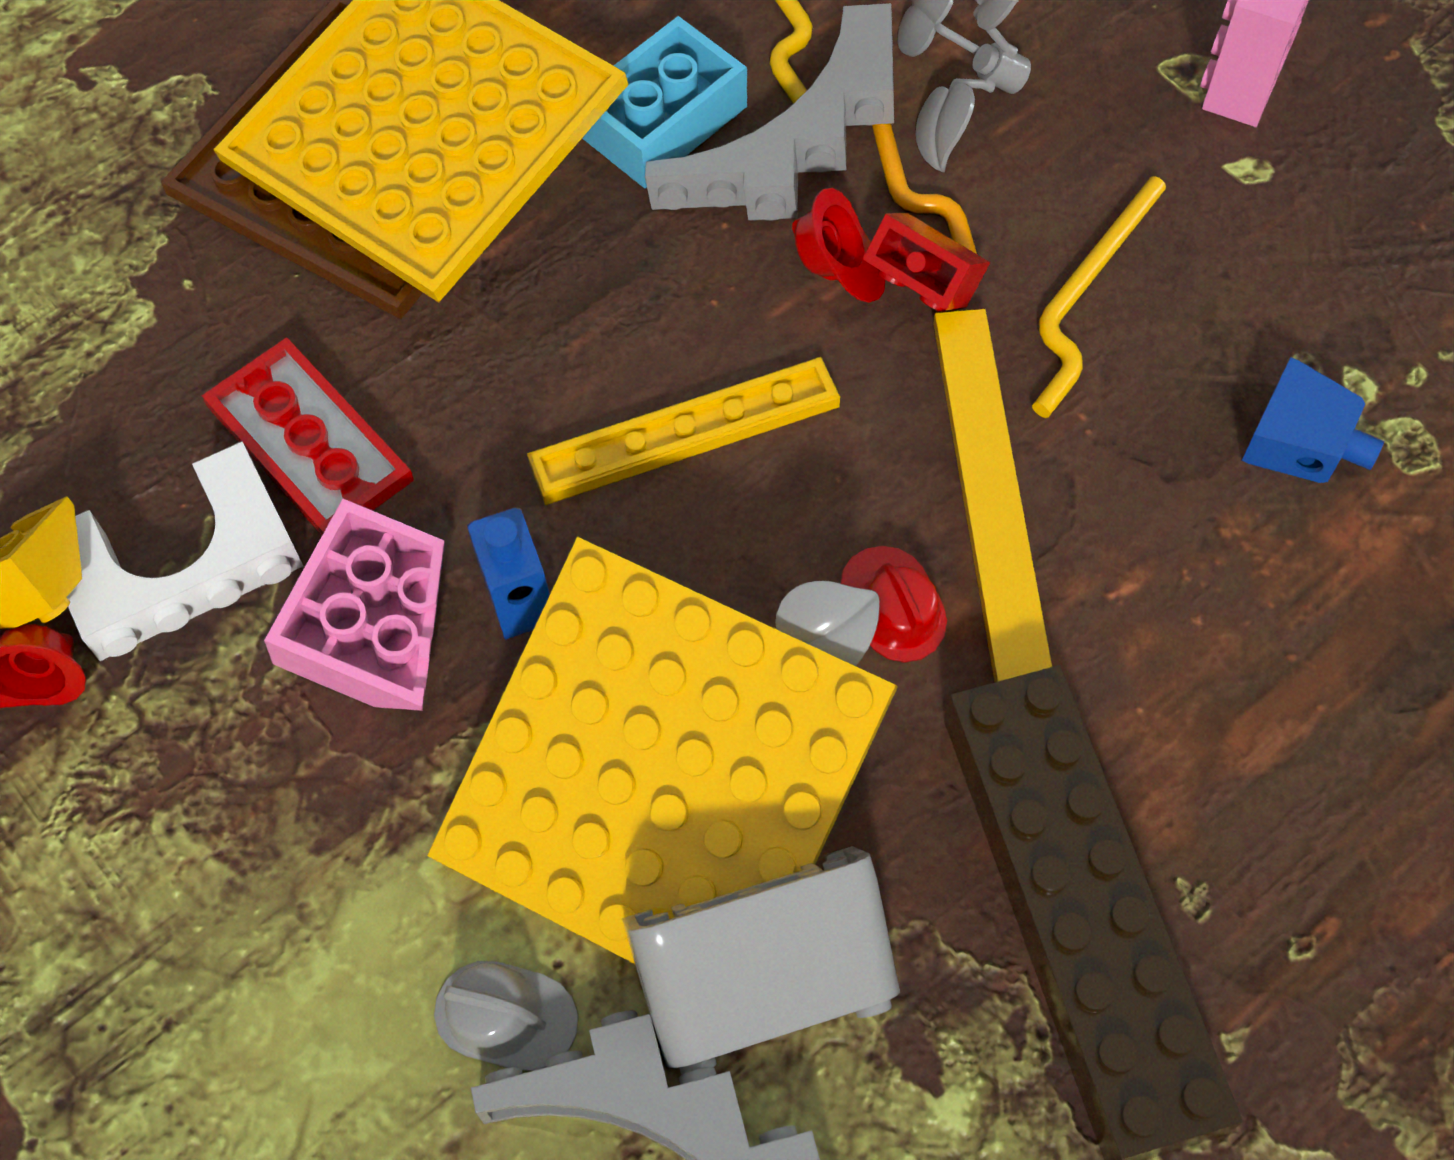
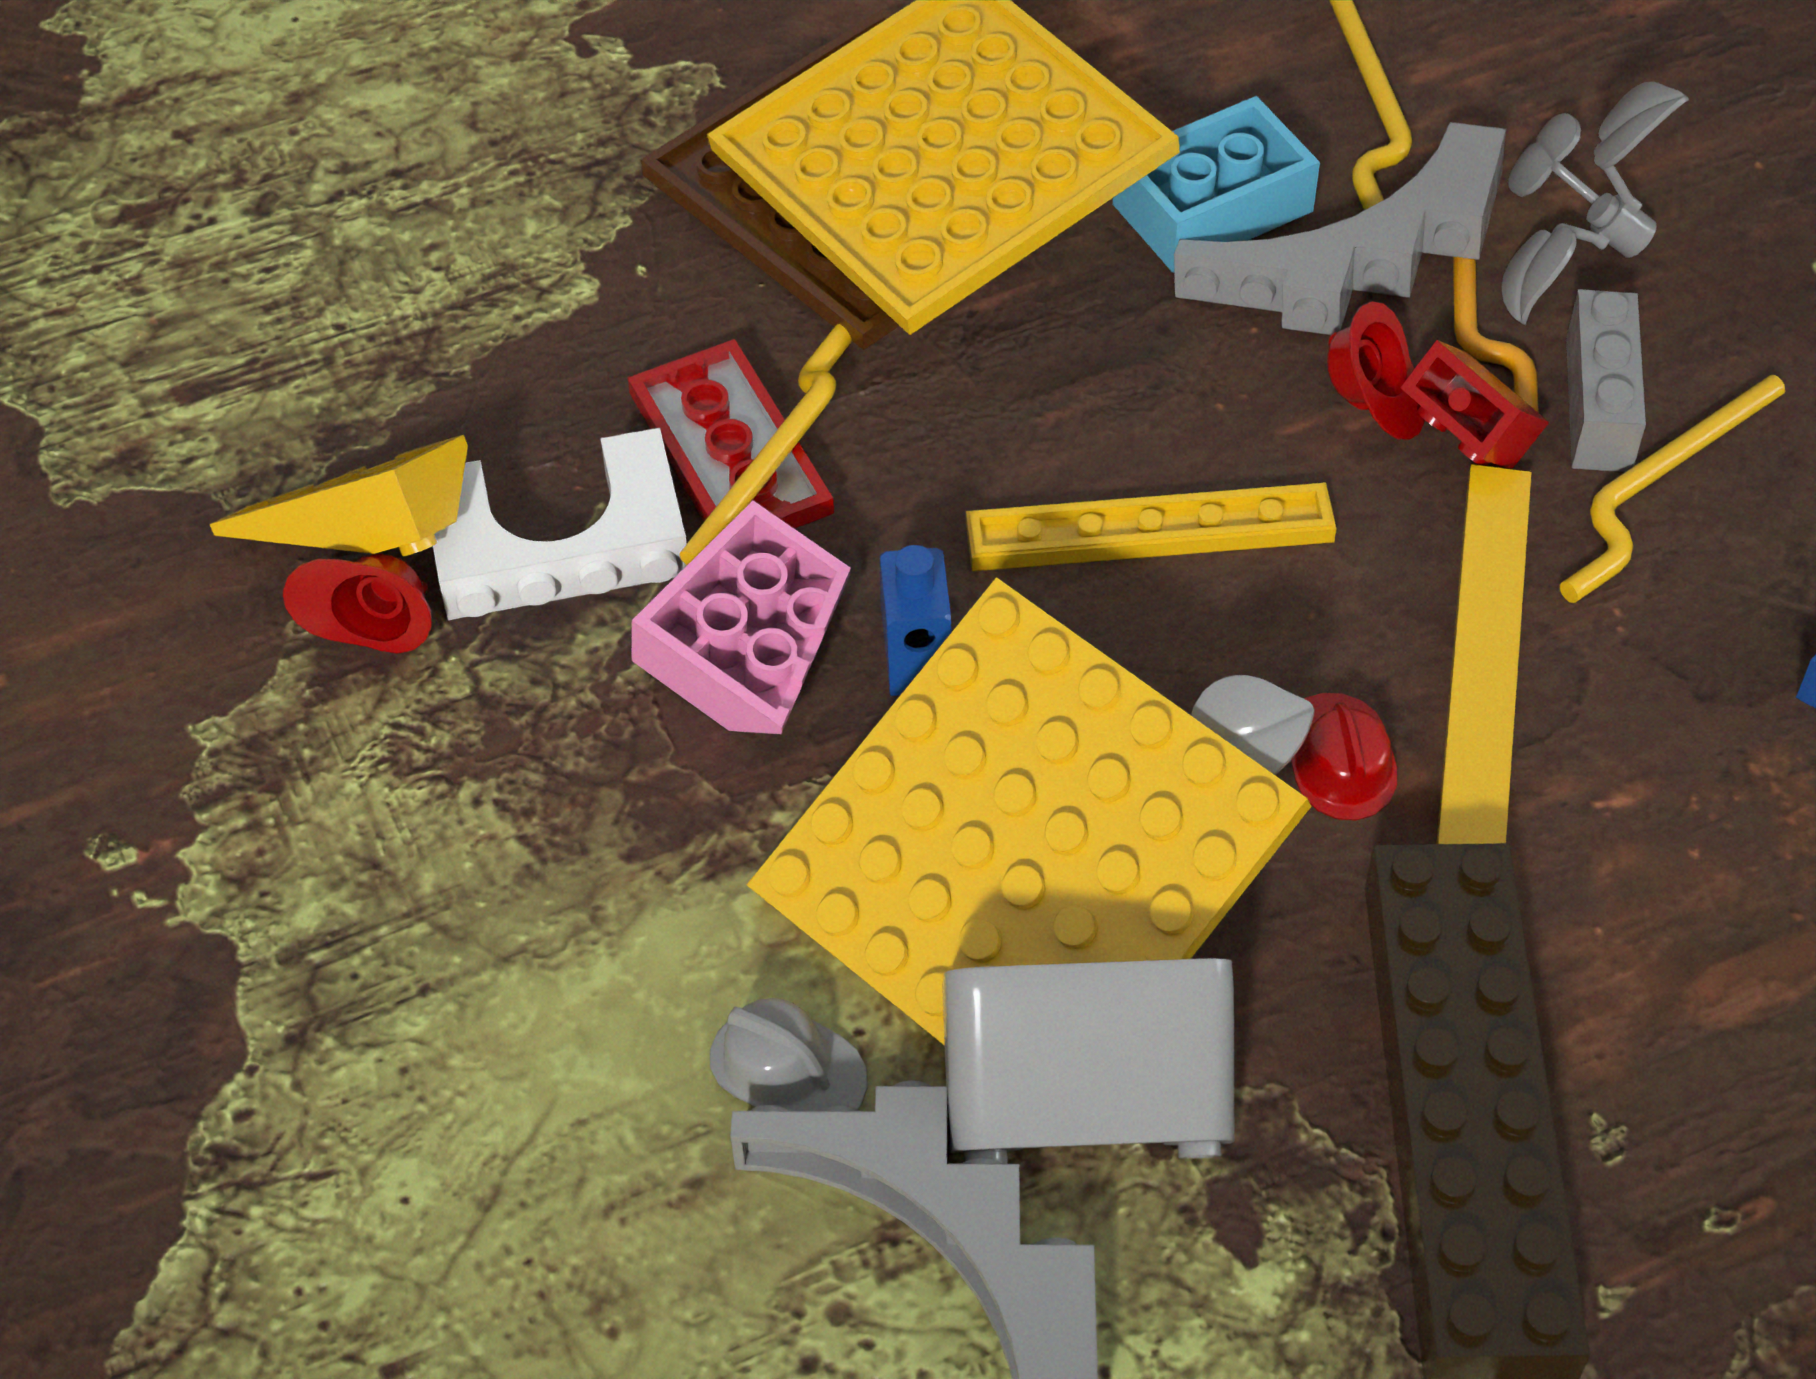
camera: 15 degrees right, 10 degrees down
(352, 432) = (819, 390): none -> yellow piece
(1025, 213) = (1605, 381): none -> light grey brick

